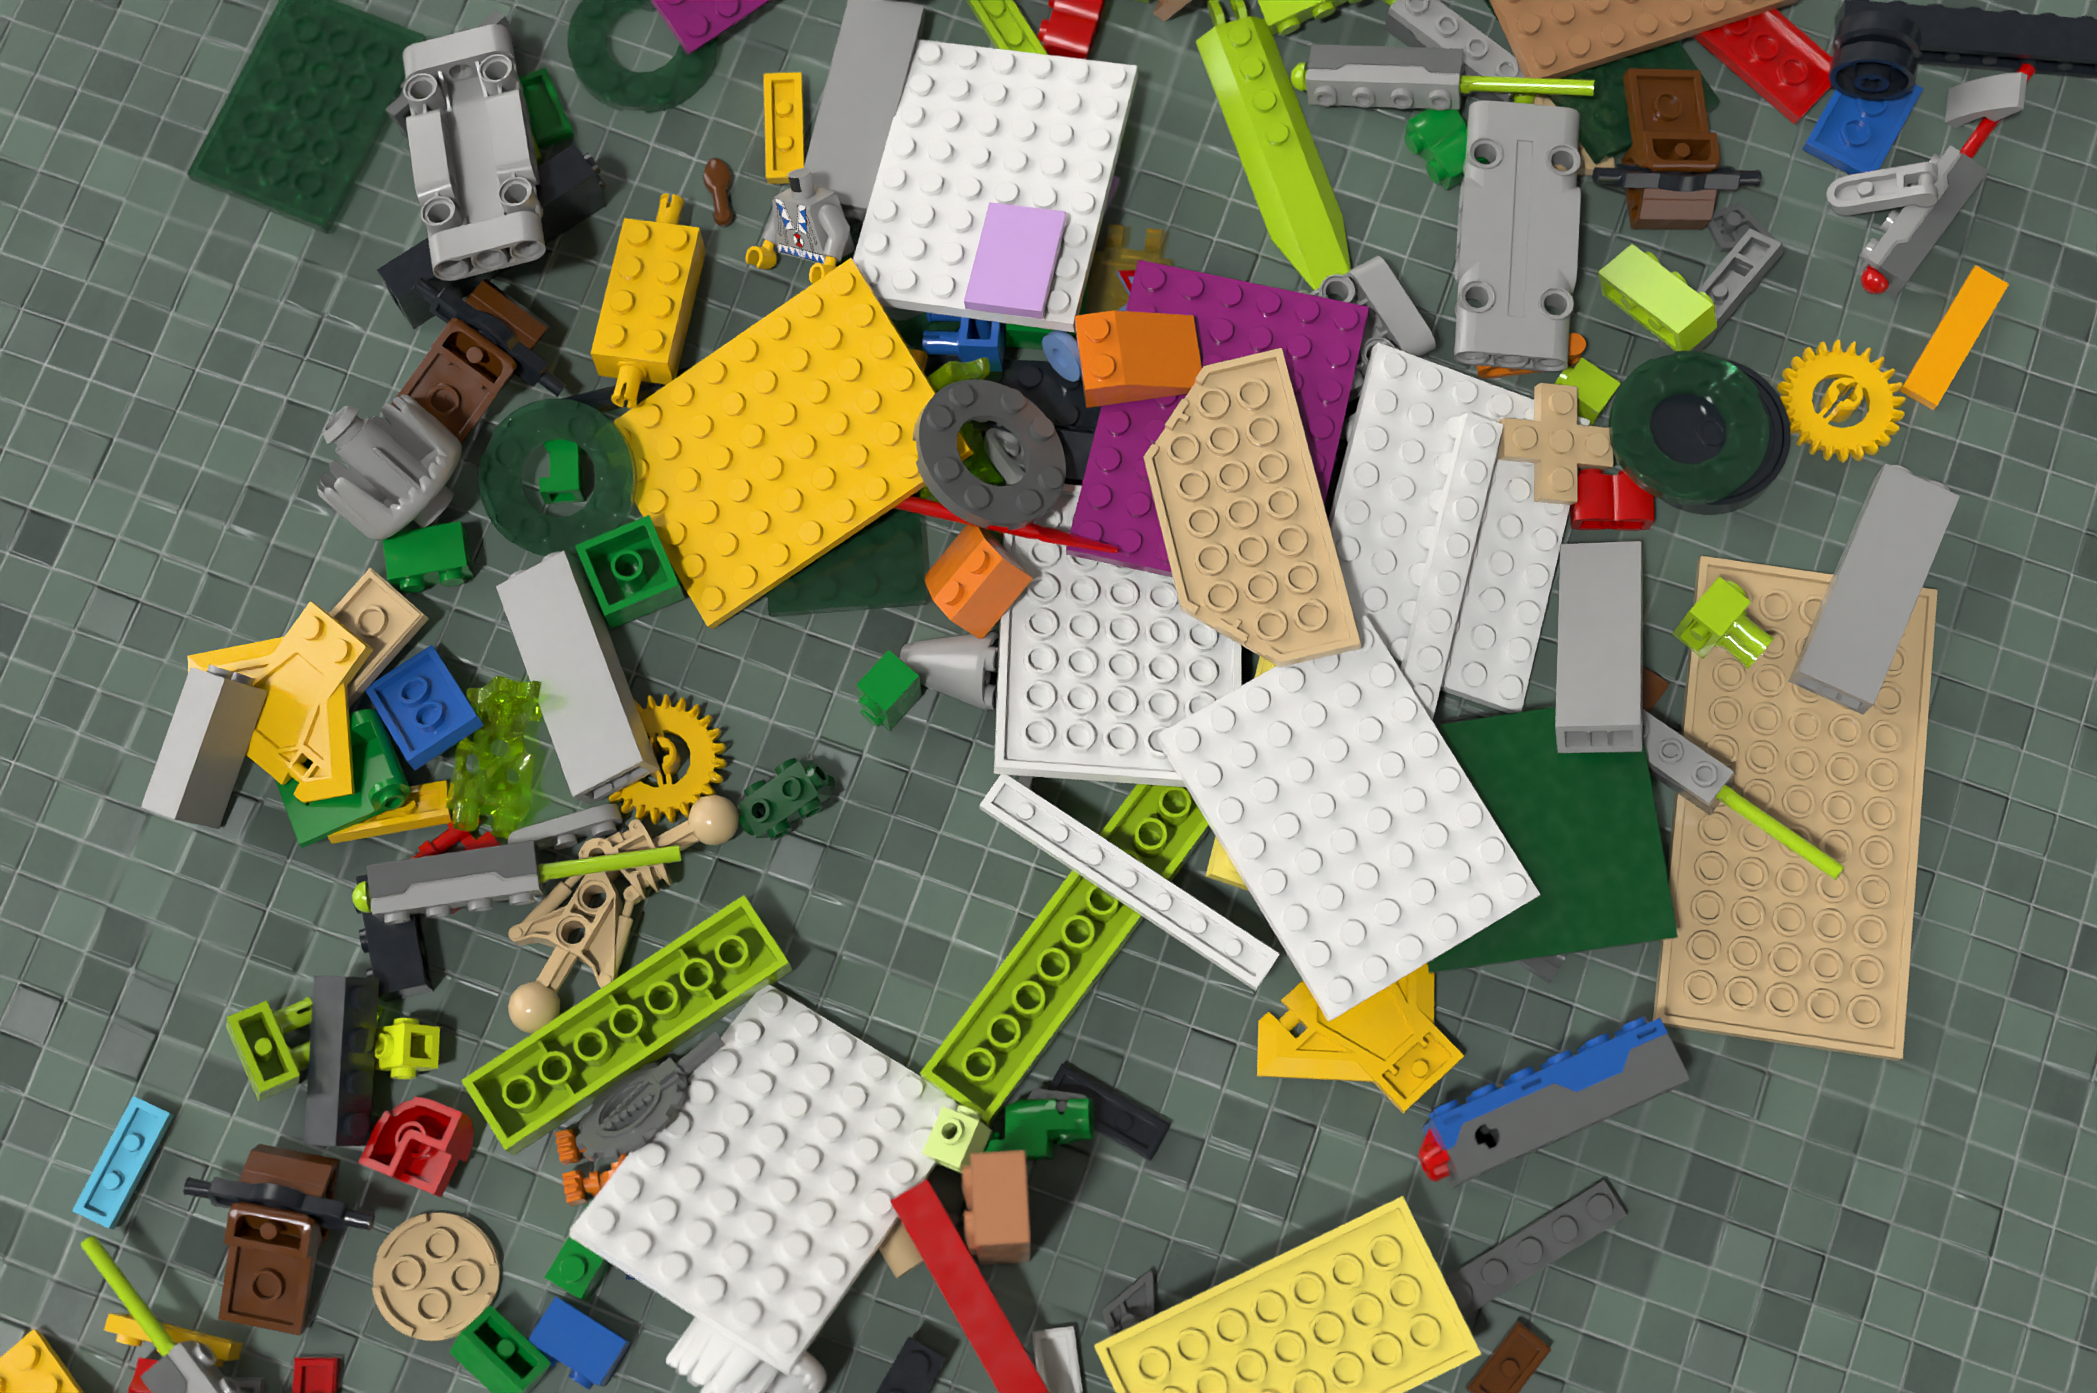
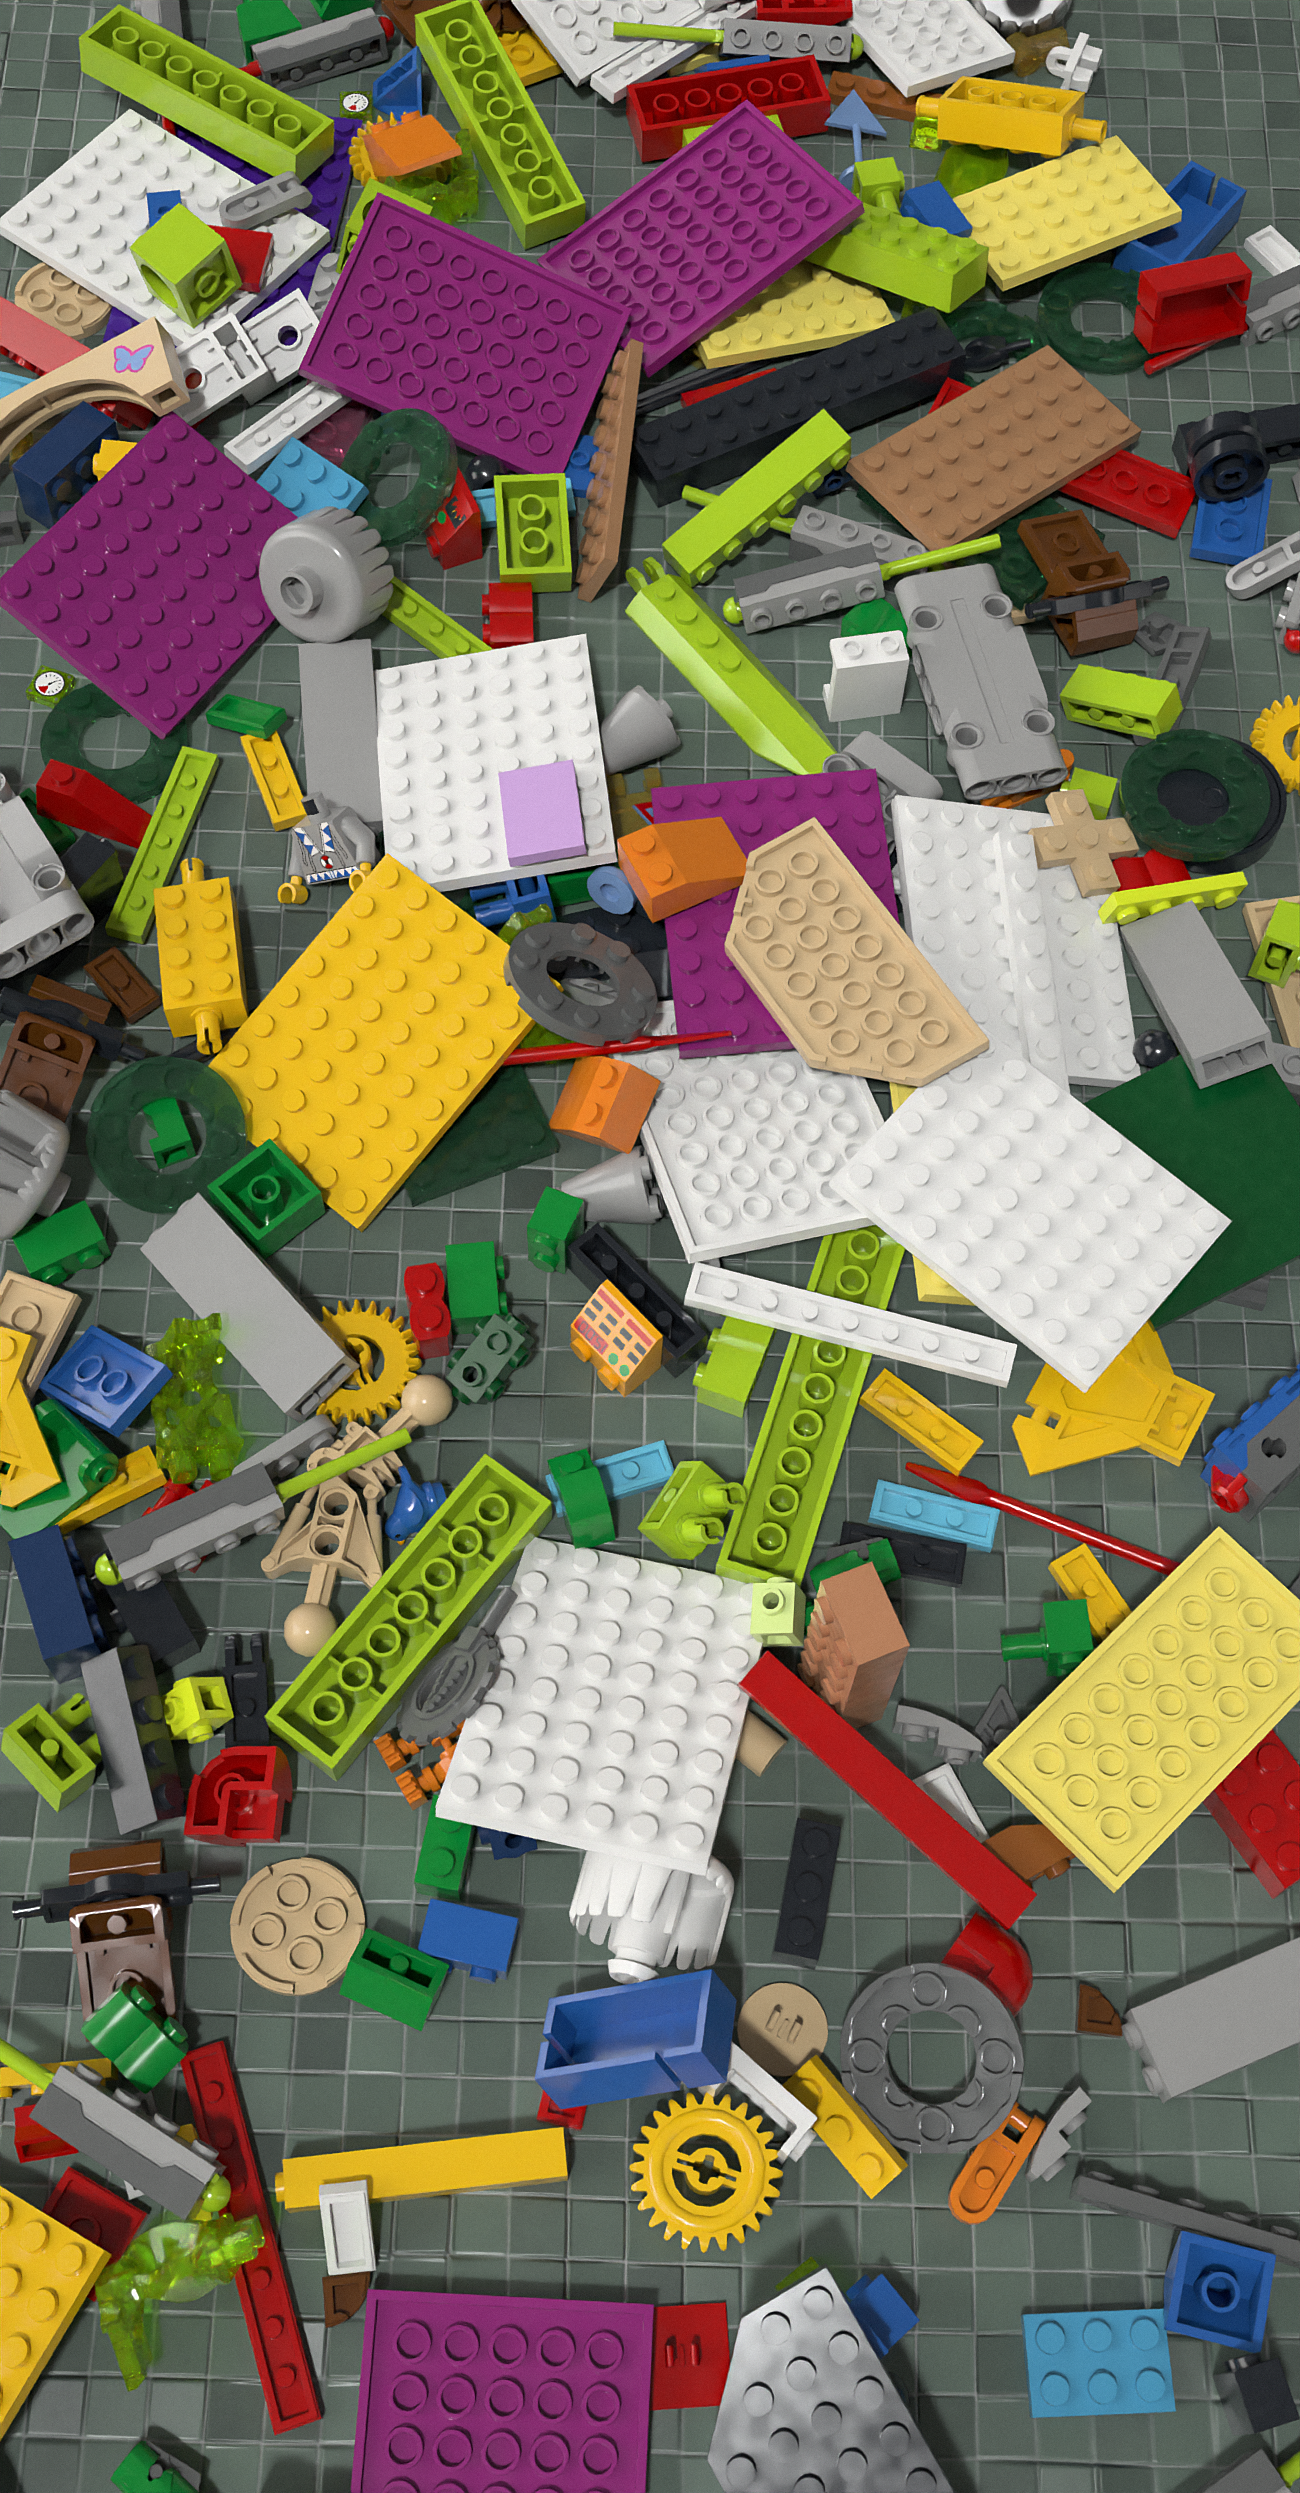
camera: 20 degrees left, 10 degrees down
(259, 1332) = (136, 2036): none -> green brick
(315, 910) = (59, 1601): none -> dark blue brick
(458, 1050) = (247, 1694): none -> black hinge
(568, 304) = (122, 985): none -> reddish brown plate
(597, 107) = (89, 804): none -> red slope
(654, 165) = (162, 844): none -> lime plate
(667, 919) = (413, 1506): none -> blue animal
(718, 181) = (228, 842): reddish brown piece -> none
(748, 721) = (428, 1310): none -> red brick
(777, 52) = (246, 716): none -> green tile
(796, 719) = (473, 1284): none -> green brick
(822, 963) = (582, 1499): none -> green brick
(860, 949) = (627, 1473): none -> medium azure tile
(908, 820) = (616, 1340): none -> light orange slope
(918, 1008) = (690, 1510): none -> lime brick
(942, 784) = (599, 1257): none -> black brick
(1011, 878) = (734, 1365): none -> lime brick
(1080, 1307) = (950, 1739): none -> light grey slope
(1149, 187) = (637, 731): none -> light grey cone
(1150, 1084) = (933, 1515): none -> medium azure tile
(1171, 990) = (921, 1422): none -> yellow plate
(1199, 1075) = (978, 1493): none -> red piece
(1215, 1252) = (1061, 1639): none -> green brick
(1269, 1210) = (1084, 1578): none -> yellow plate
(1405, 194) = (866, 676): none -> white panel
(1540, 684) = (1154, 1048): none -> black piece
(1575, 527) = (1142, 902): none -> neon yellow plate

